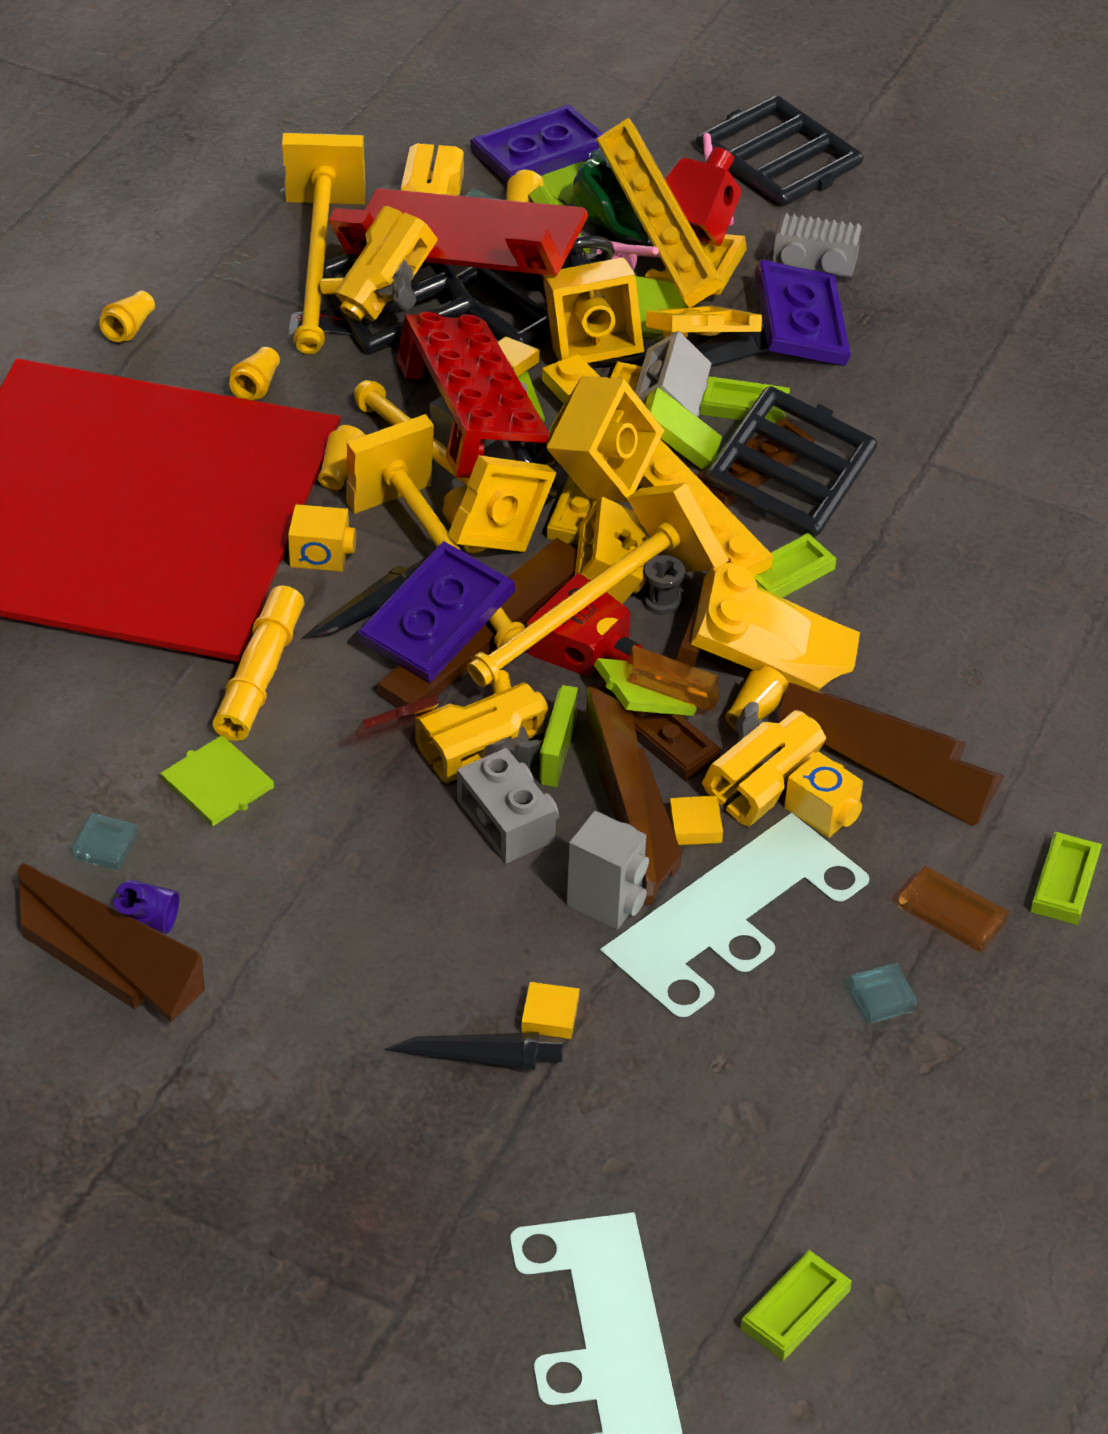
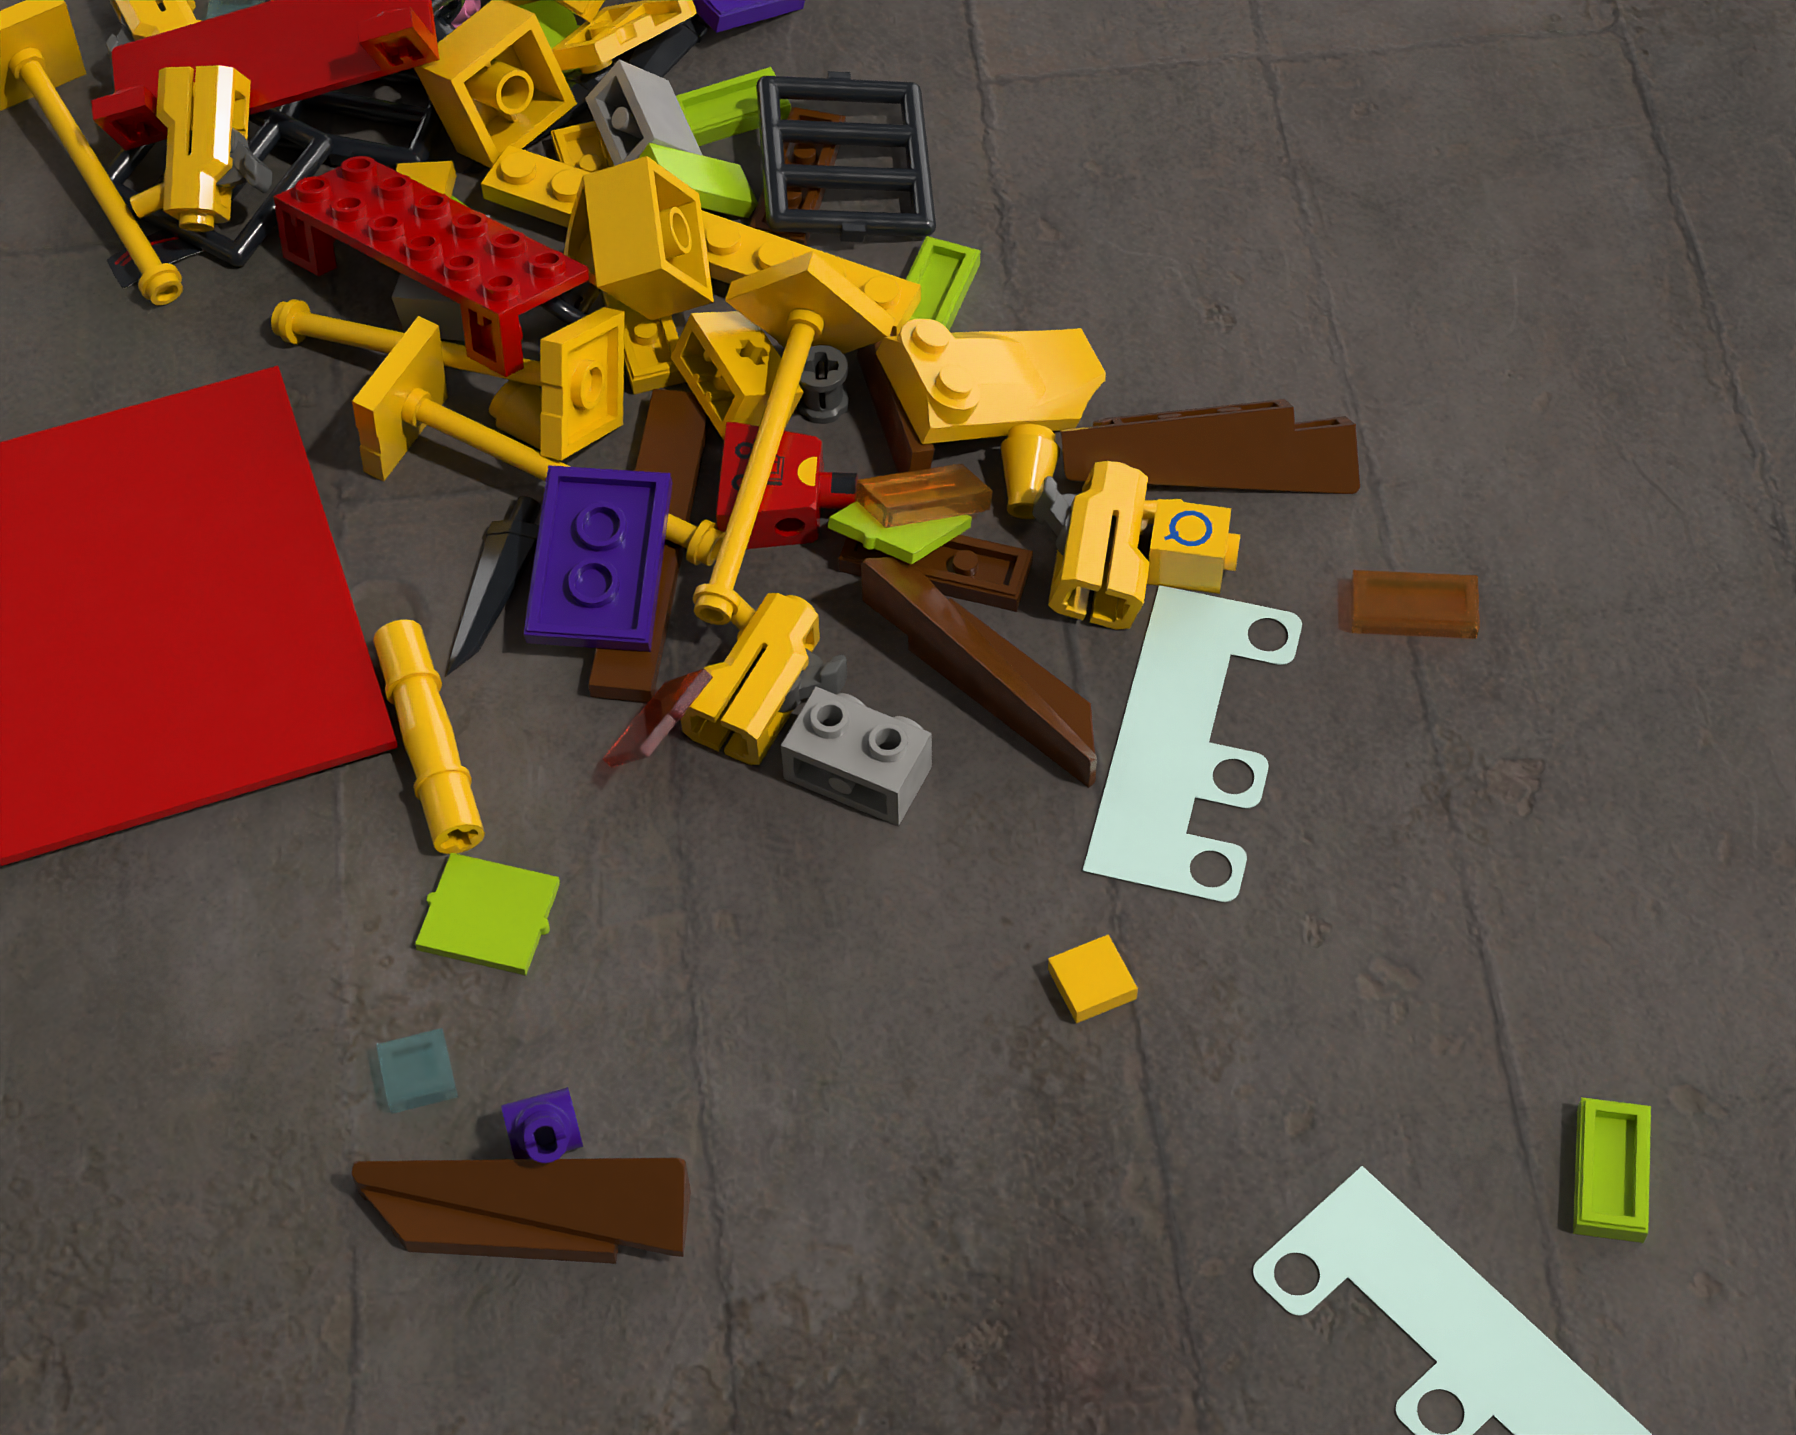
camera: 30 degrees left, 10 degrees up
(254, 374) = (130, 364): yellow cone -> none
(320, 538) = (380, 535): yellow brick -> none
(334, 466) = (322, 414): yellow cone -> none
(505, 1049) = (1075, 1058): black bar -> none
(558, 736) = (849, 635): lime tile -> none
(607, 870) = (1047, 774): light grey brick -> none
(696, 820) = (1071, 651): yellow tile -> none
(883, 993) = (1421, 746): clear light blue tile -> none
(1066, 878) = (1499, 502): lime tile -> none

